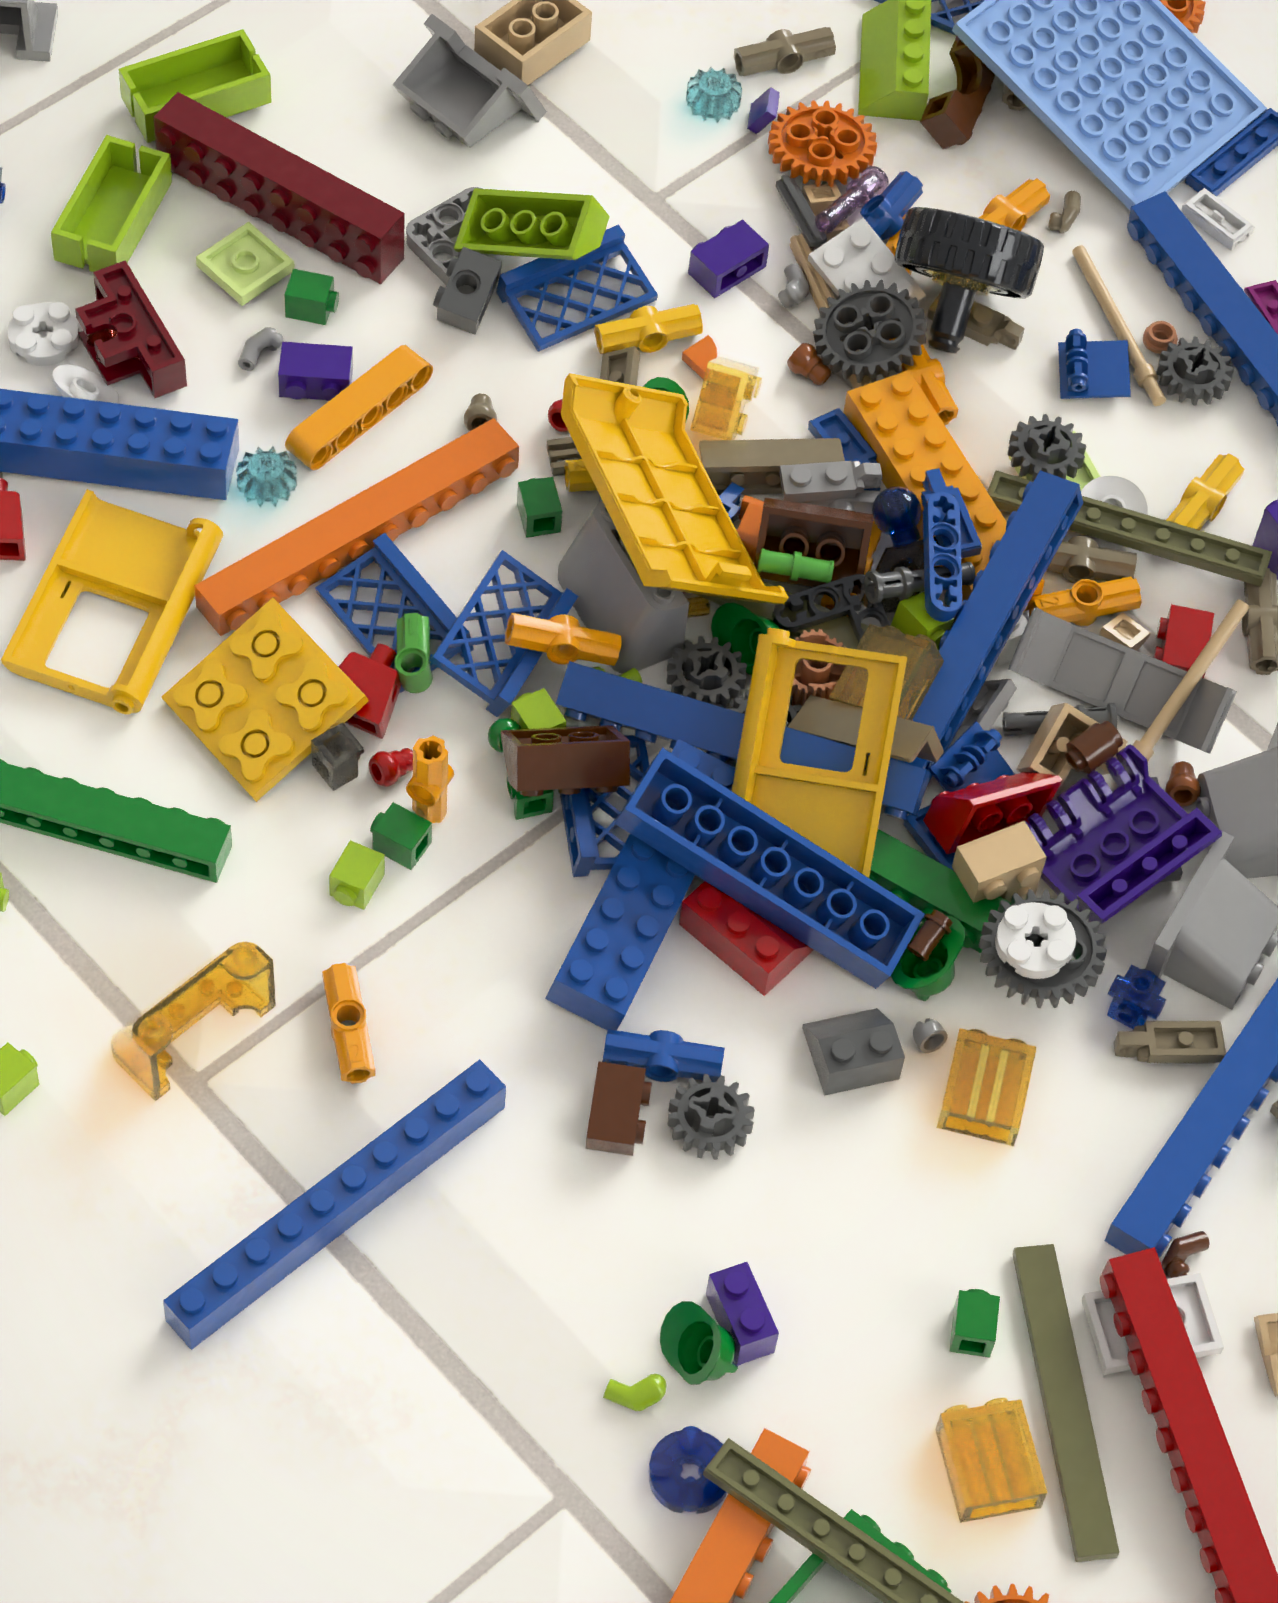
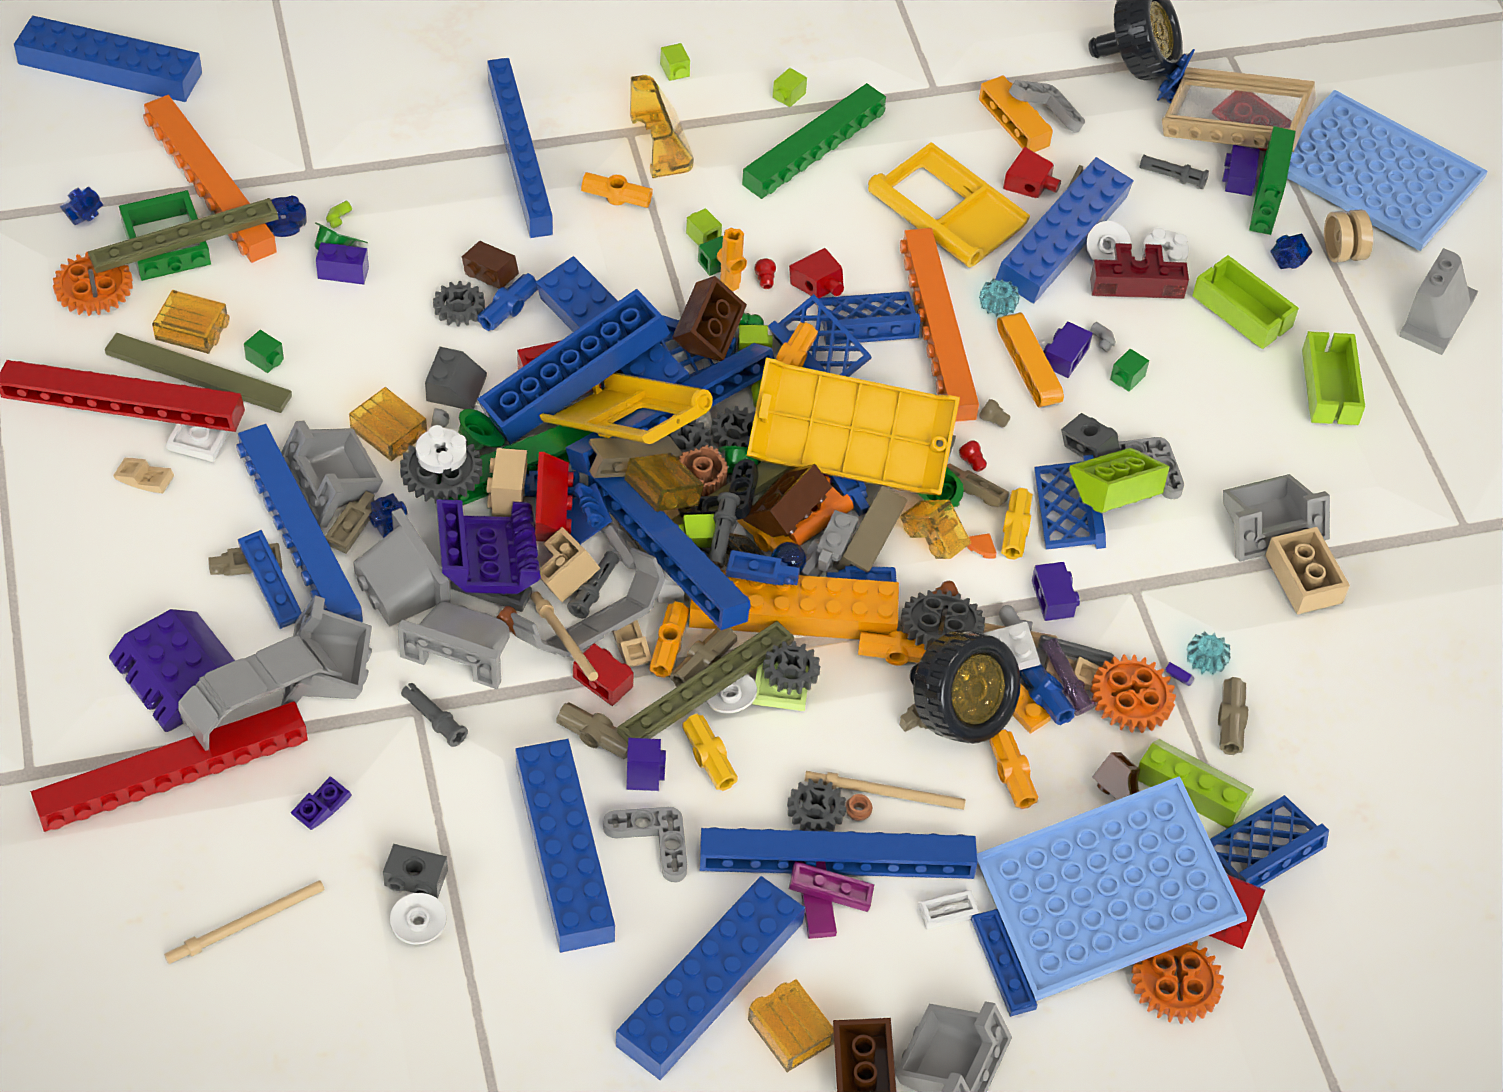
camera: 120 degrees right, 5 degrees down
(245, 263) = (1173, 353): yellowish green plate -> none
(264, 698) = (838, 230): yellow piece -> none
(281, 188) = (1220, 379): dark red brick -> none
(336, 756) = (780, 249): clear smoke brick -> none
(413, 651) = (832, 300): bright green piece -> none
(795, 566) = (772, 478): bright green pin -> none
(930, 934) = (489, 429): reddish brown pin -> none
(945, 556) = (724, 541): blue beam -> none
(1071, 210) = (995, 808): dark tan arm -> none
(1093, 367) = (853, 750): blue hinge -> none
(1093, 747) = (548, 552): reddish brown brick -> none
(1122, 1101) = (329, 468): none -> light grey windscreen
(1180, 1249) = (233, 460): reddish brown arm -> none

